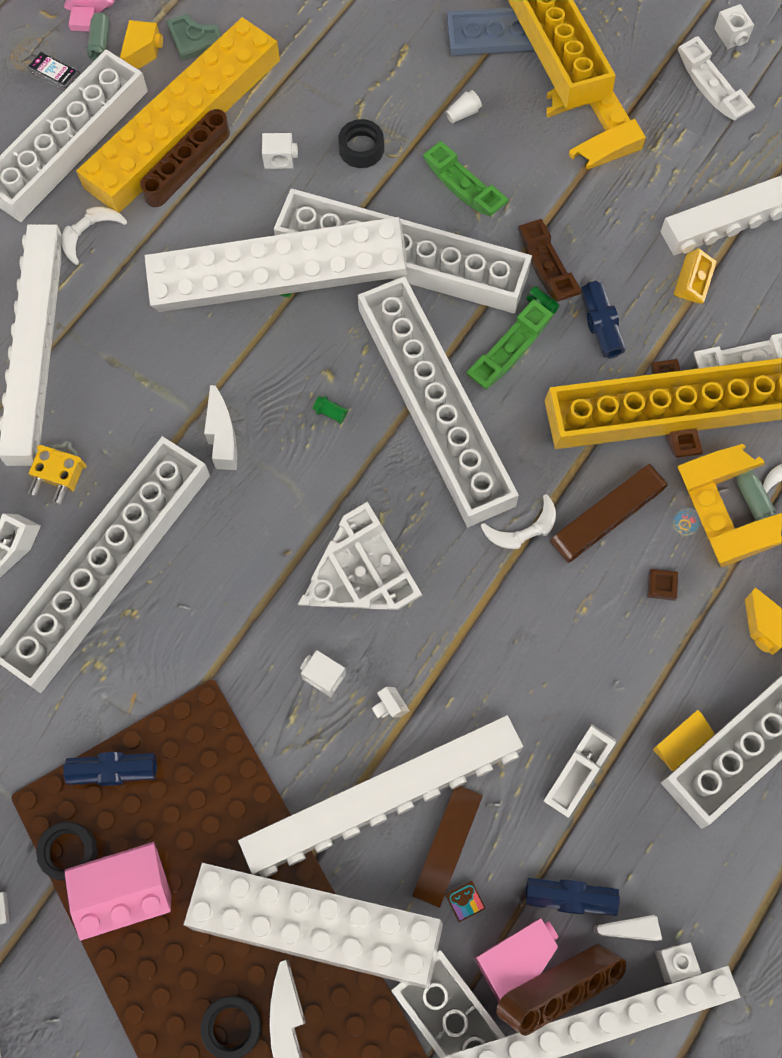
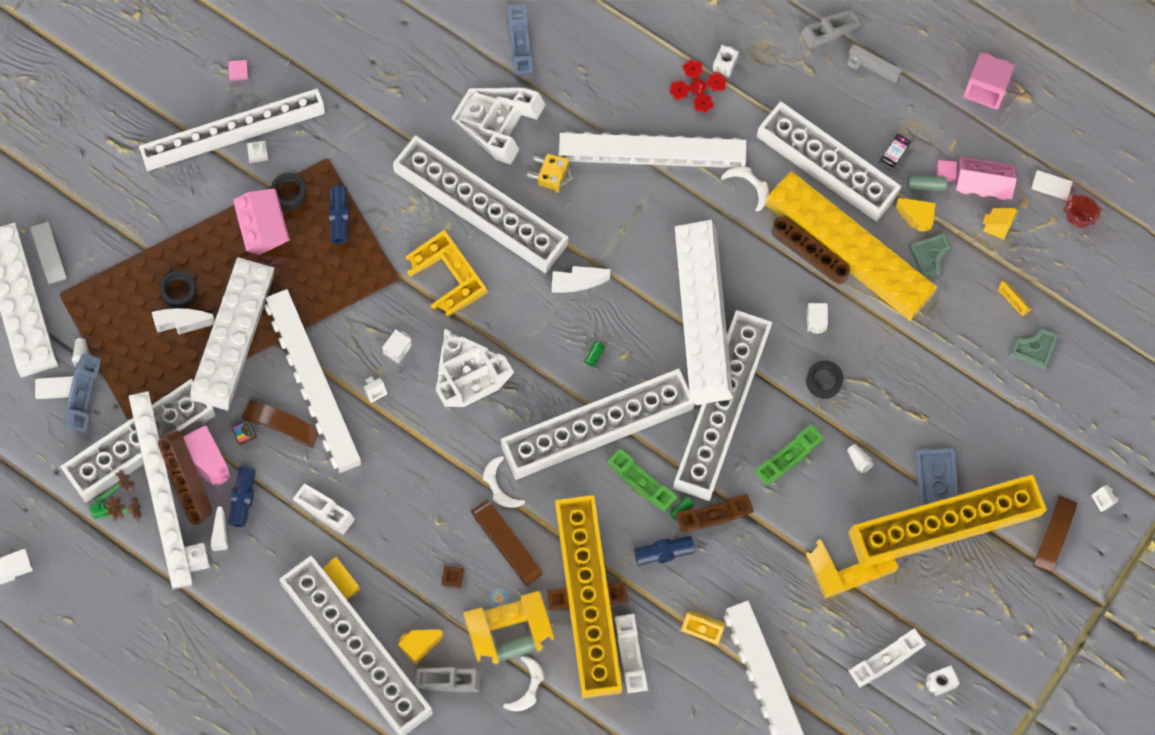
camera: 85 degrees right, 0 degrees up
(226, 573) = (443, 248): none -> yellow wedge

